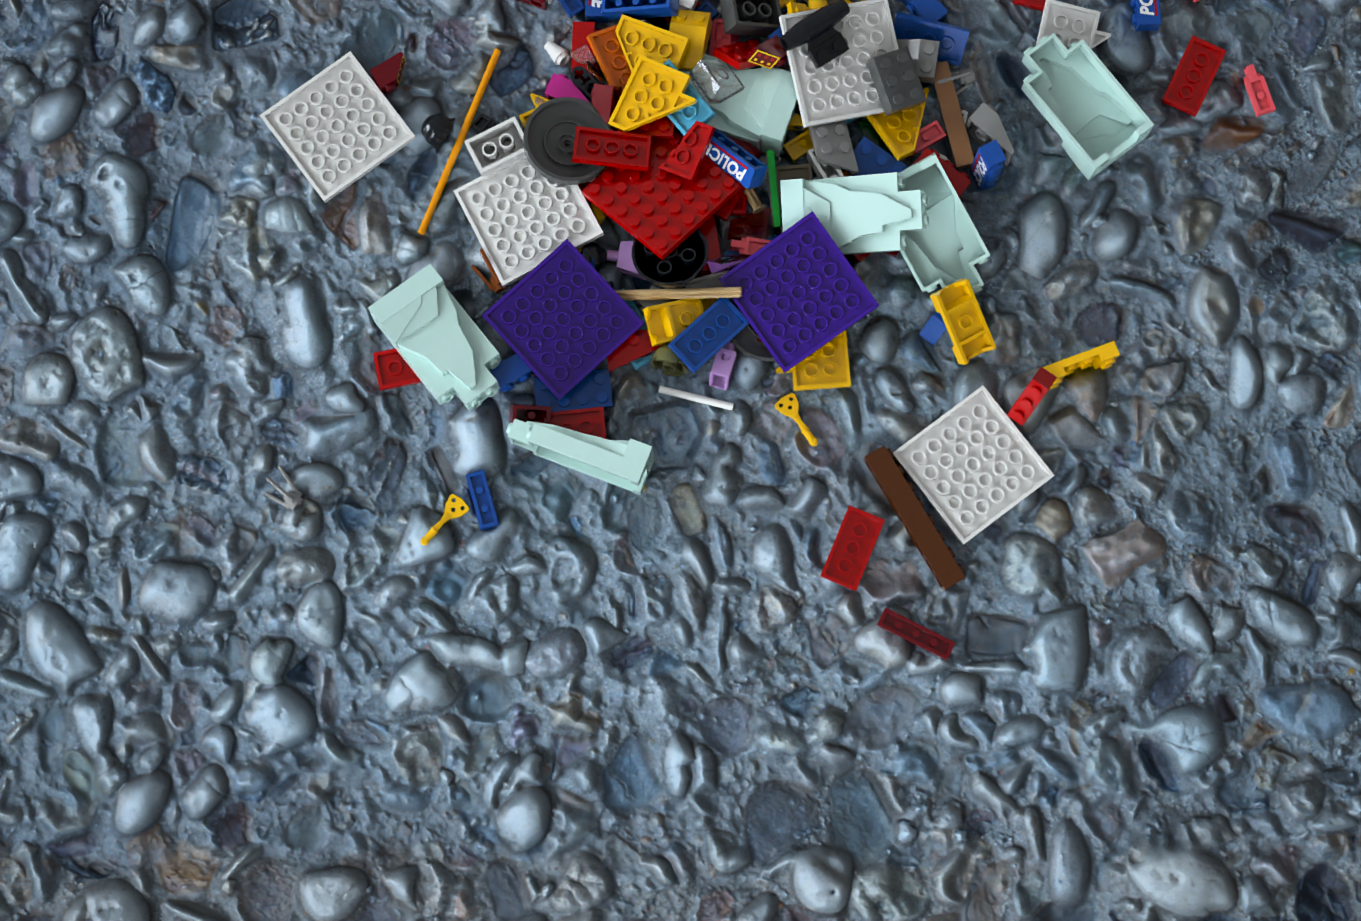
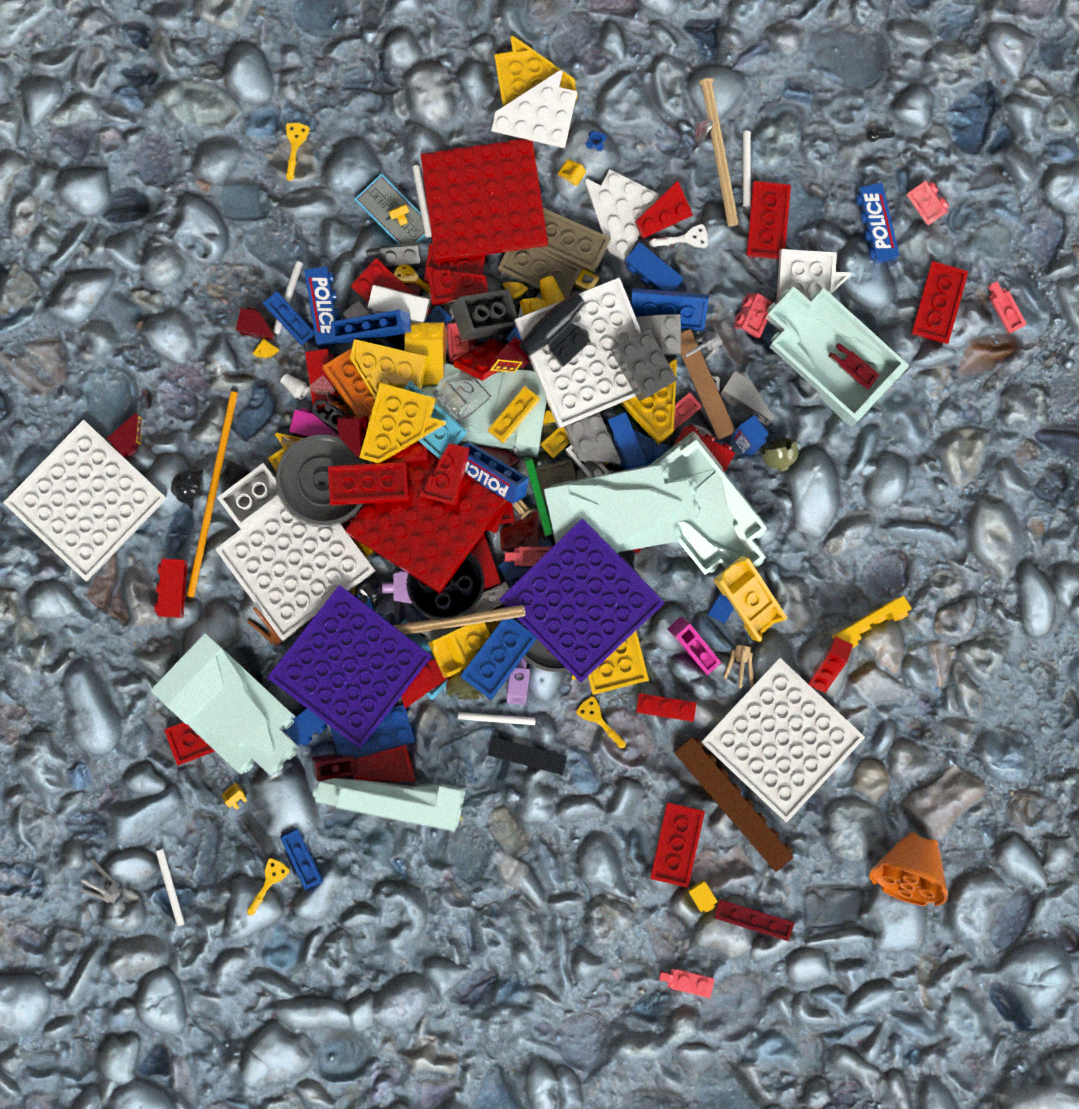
camera: 15 degrees left, 5 degrees up
(350, 505) = (170, 887): none -> white bar
(404, 221) = (171, 588): none -> red brick
(427, 426) = (232, 795): none -> yellow tile
(534, 16) = (265, 350): none -> yellow tile
(685, 542) = (510, 870): none -> clear slope
(720, 438) = (527, 755): none -> black tile
(725, 263) = (504, 578): medium lavender slope -> none
(763, 106) = (513, 414): none -> yellow plate
(841, 684) = (688, 982): none -> coral hinge
(863, 413) = (665, 707): none -> red brick
(867, 150) = (627, 441): none -> blue tile
(869, 602) = (702, 896): none -> yellow brick
(900, 359) = (694, 645): none -> dark pink slope
(945, 377) = (742, 654): none -> tan plant
(1009, 58) = (753, 314): none -> coral bracket
(1015, 192) = (780, 453): none -> olive cylinder
(1079, 611) = (912, 872): none -> orange cone
(1101, 121) = (855, 367): none -> dark red hinge

